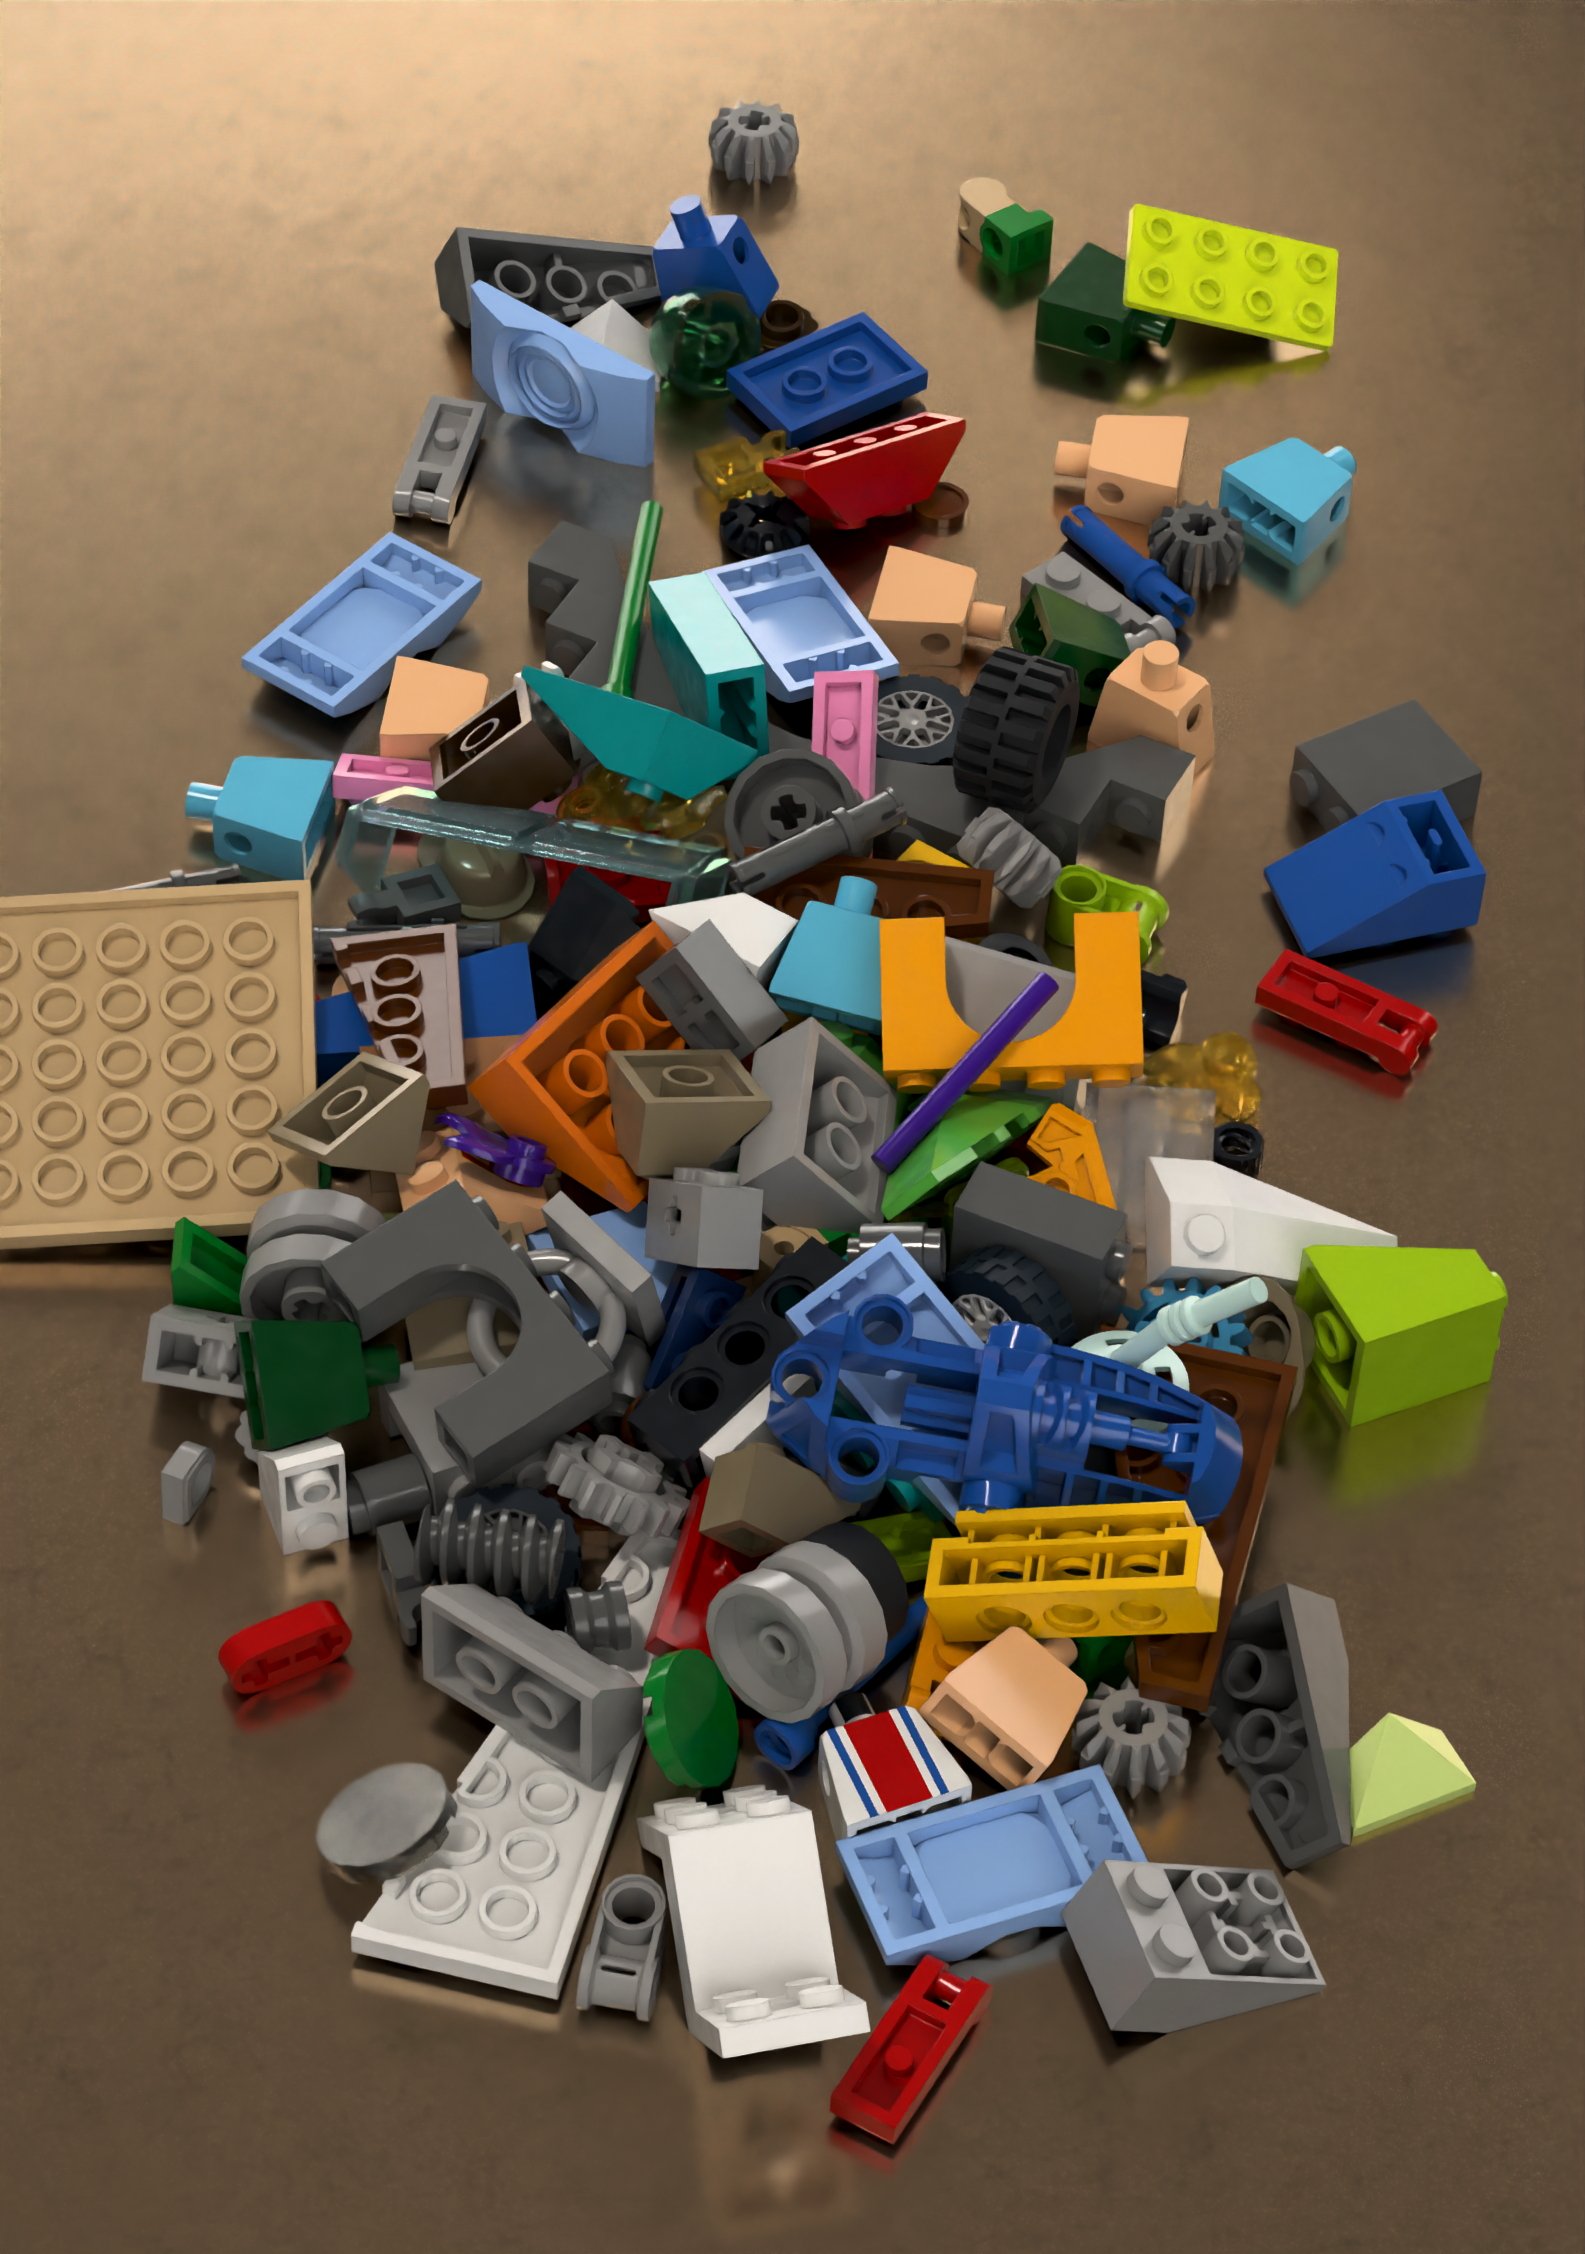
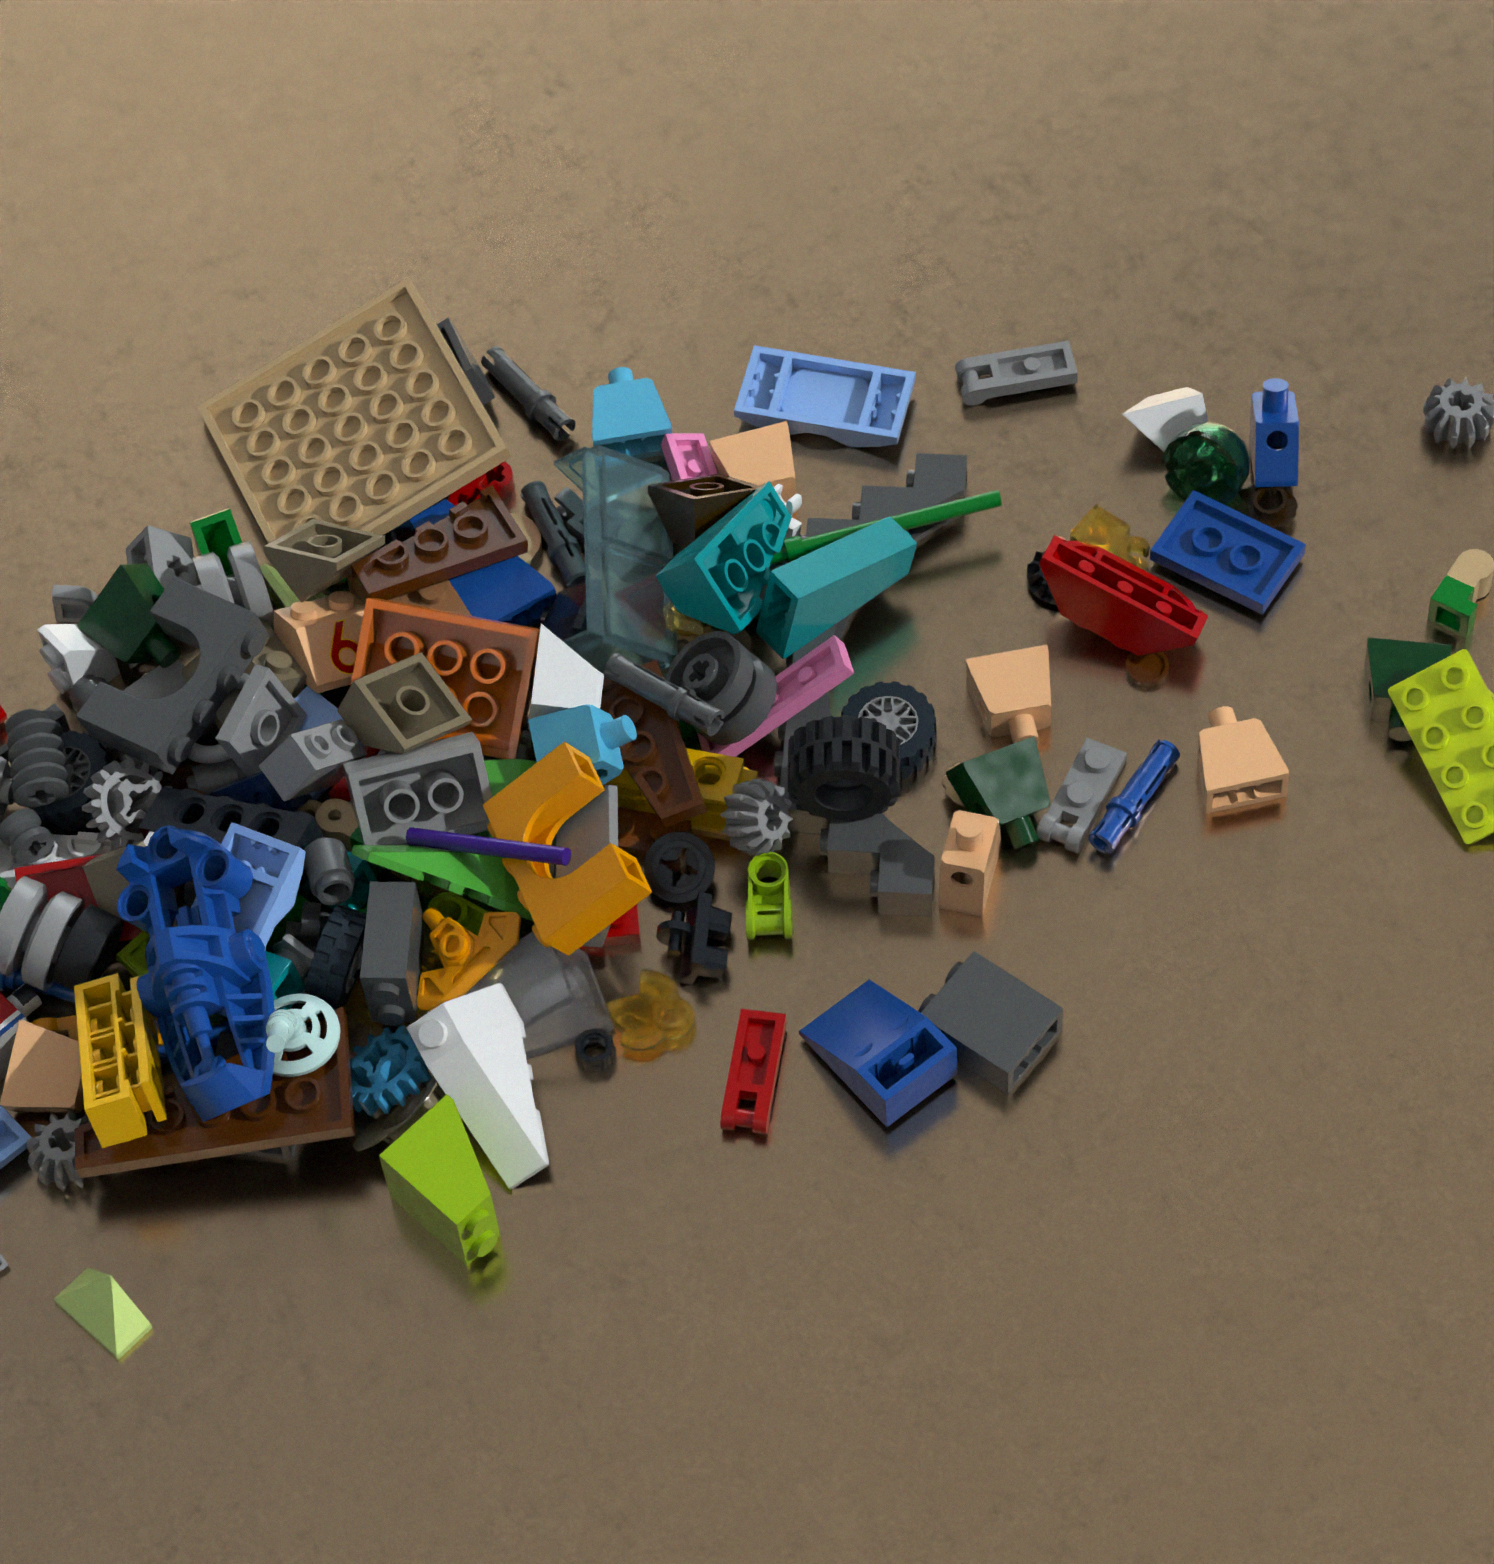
camera: 75 degrees right, 10 degrees up
(513, 1157) = (336, 632): dark purple plate -> none
(545, 272) = (1211, 346): dark grey wedge -> none
(562, 378) = (1110, 393): light blue slope -> none
(712, 994) = (503, 692): dark grey hinge -> none
(799, 621) = (957, 620): light blue slope -> none
(1197, 545) = (1174, 829): dark grey gear -> none
(1287, 1719) = (143, 1217): dark grey wedge -> none
(1290, 495) = (1265, 870): medium azure torso -> none

